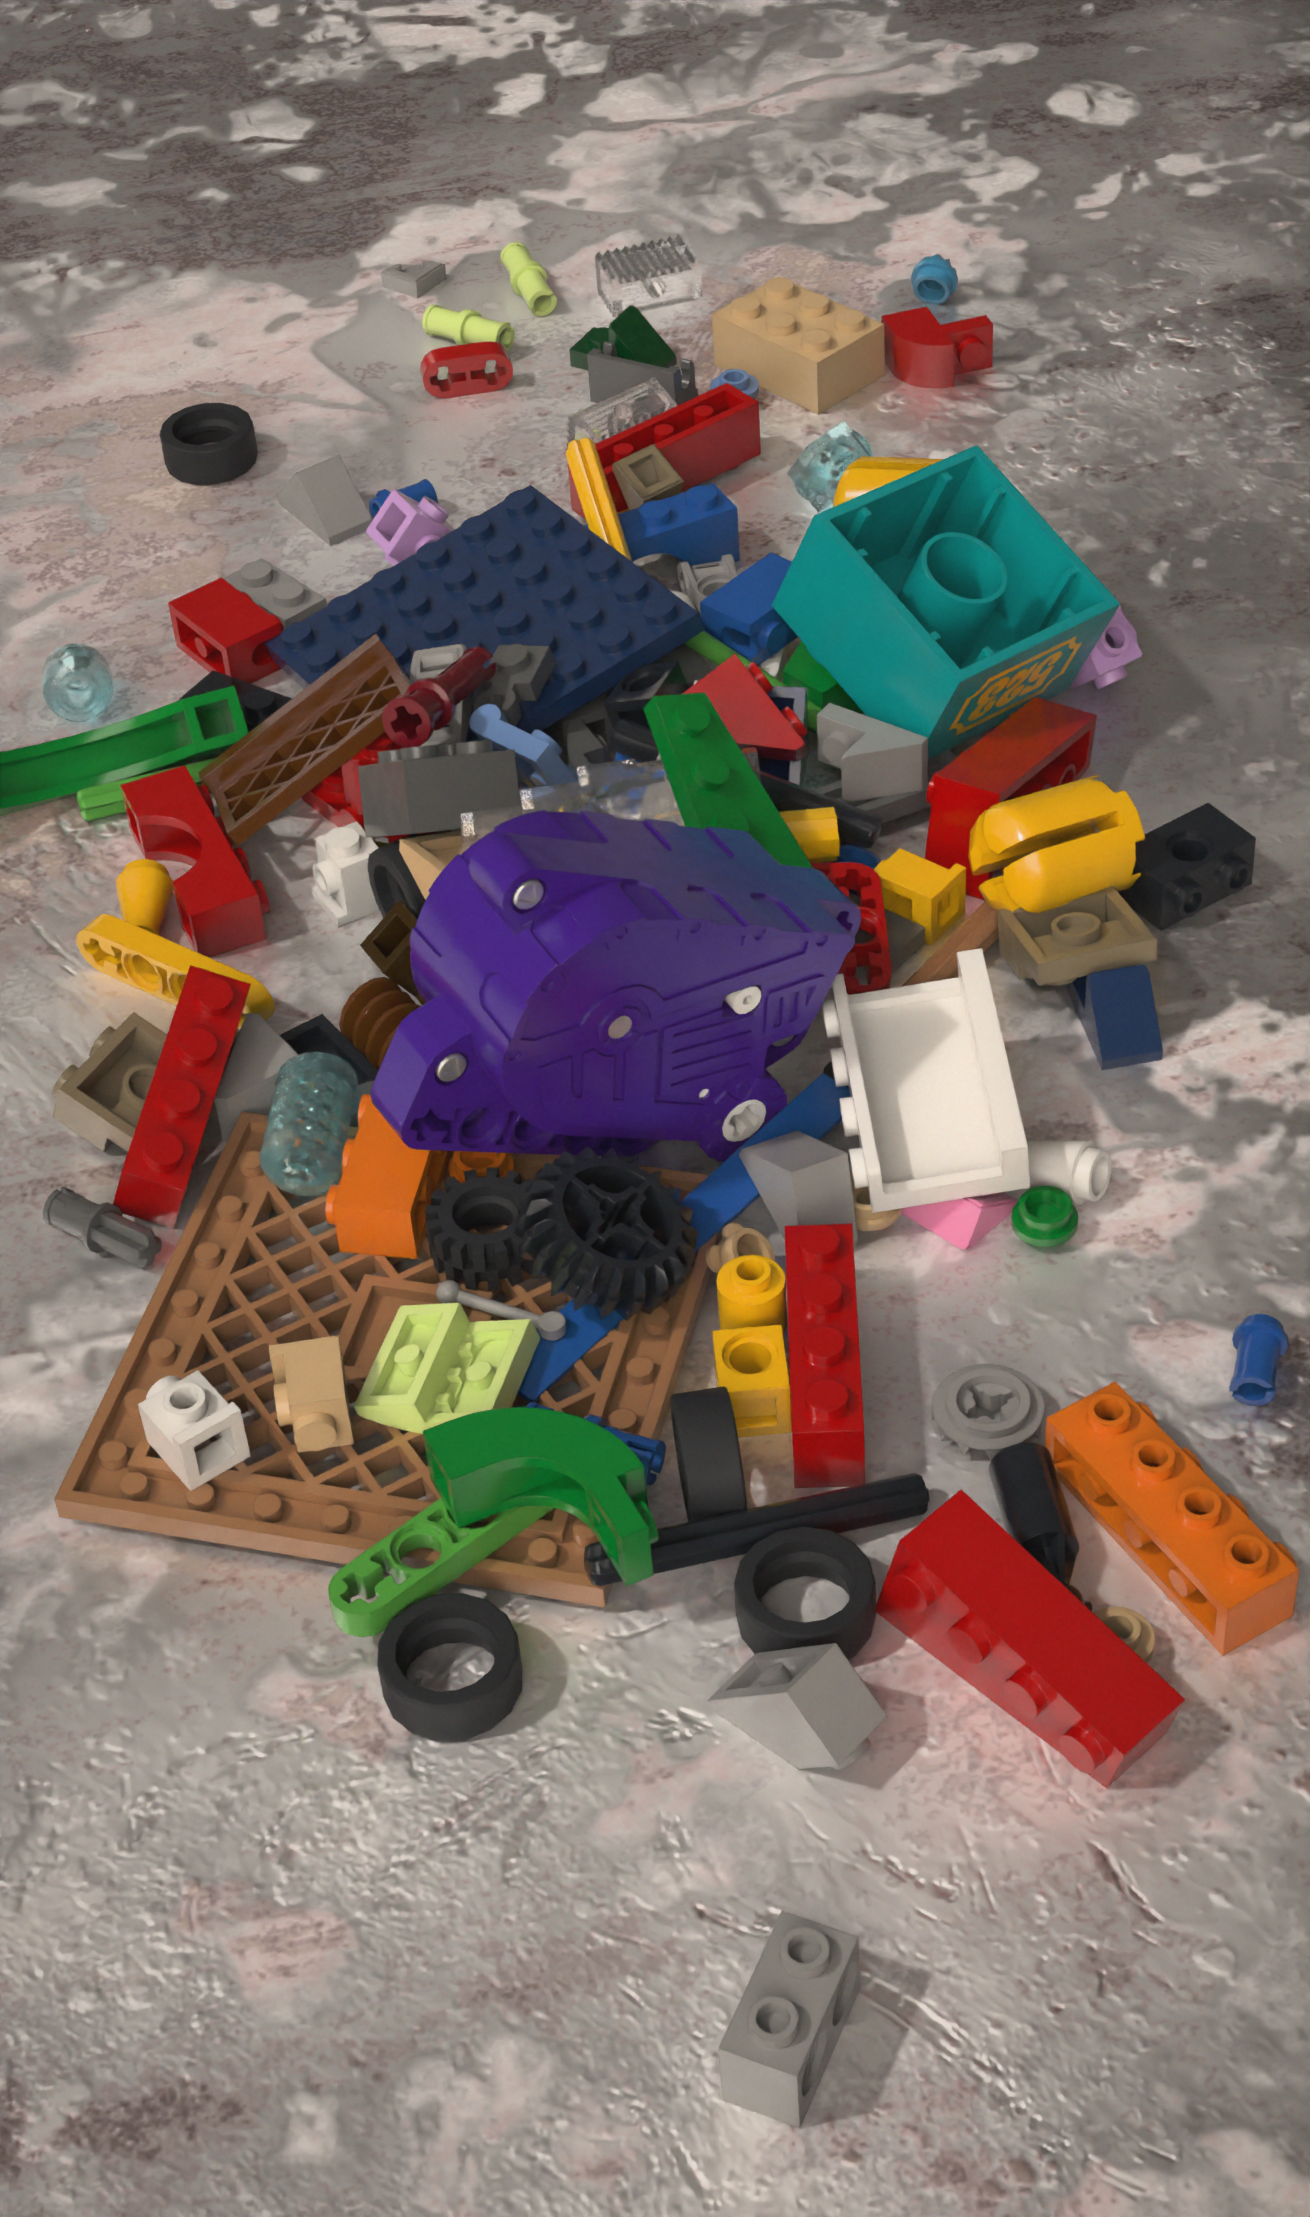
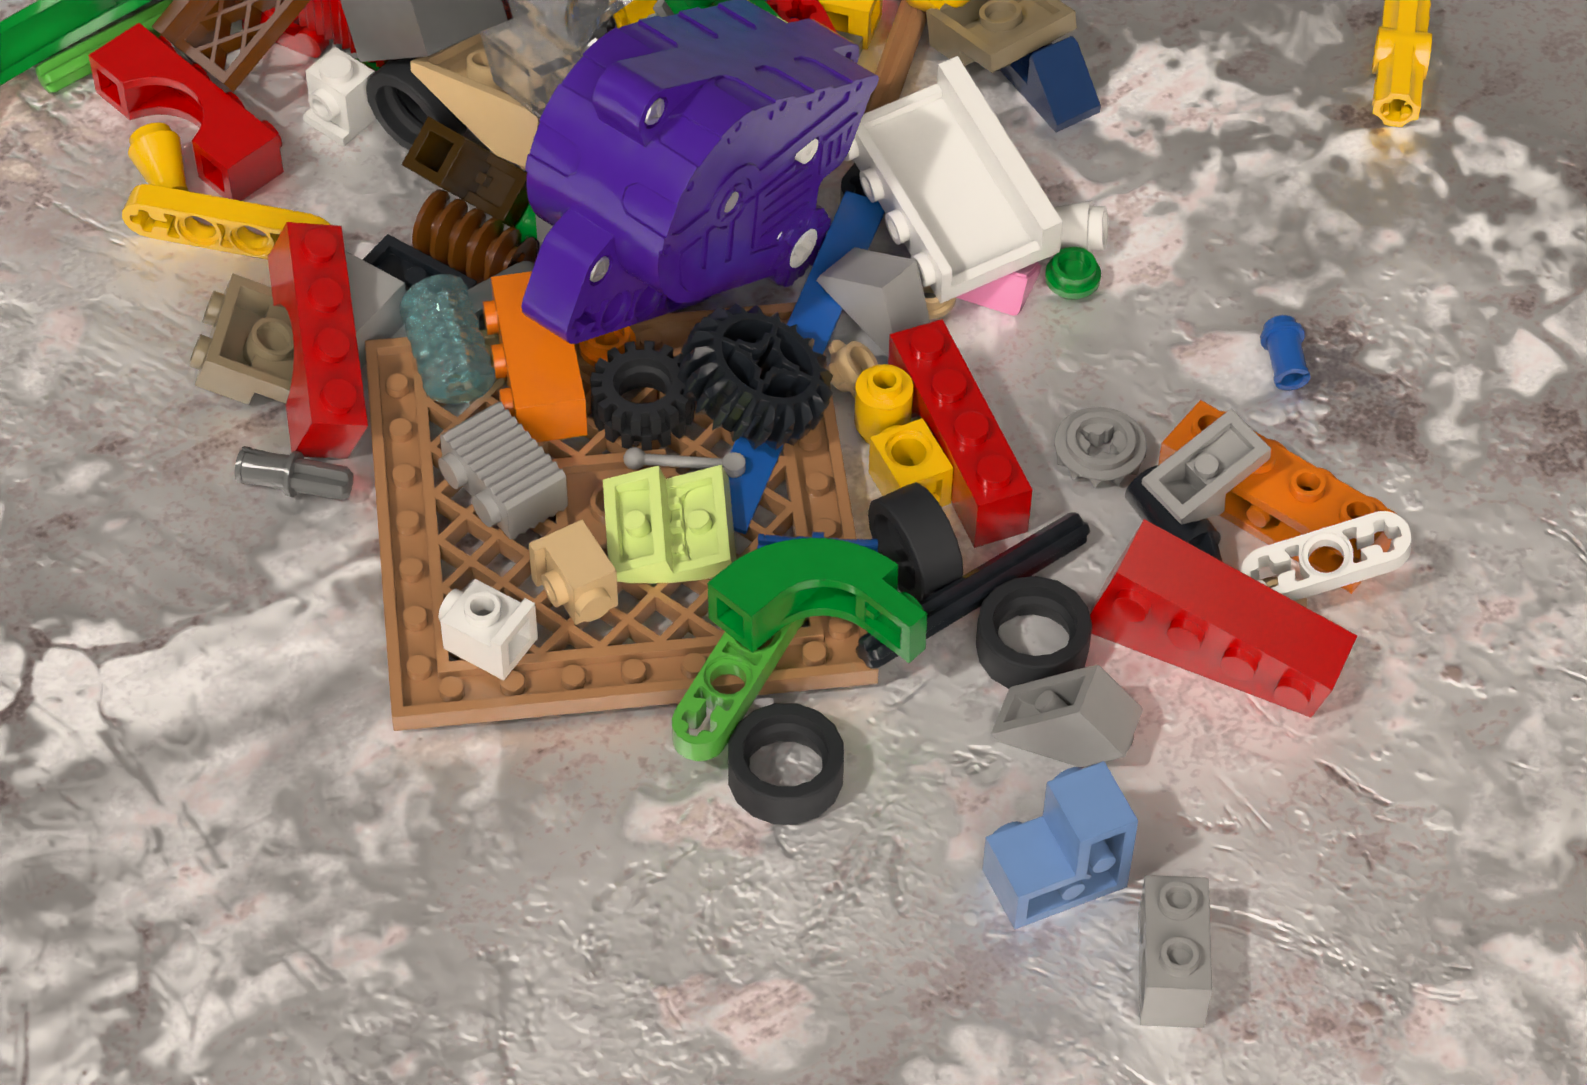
camera: 25 degrees left, 10 degrees up
(297, 1271) = (503, 471): none -> light grey brick
(711, 1861) = (1069, 853): none -> medium blue brick
(1068, 1458) = (1199, 474): none -> light grey slope
(1206, 1619) = (1337, 536): none -> white beam

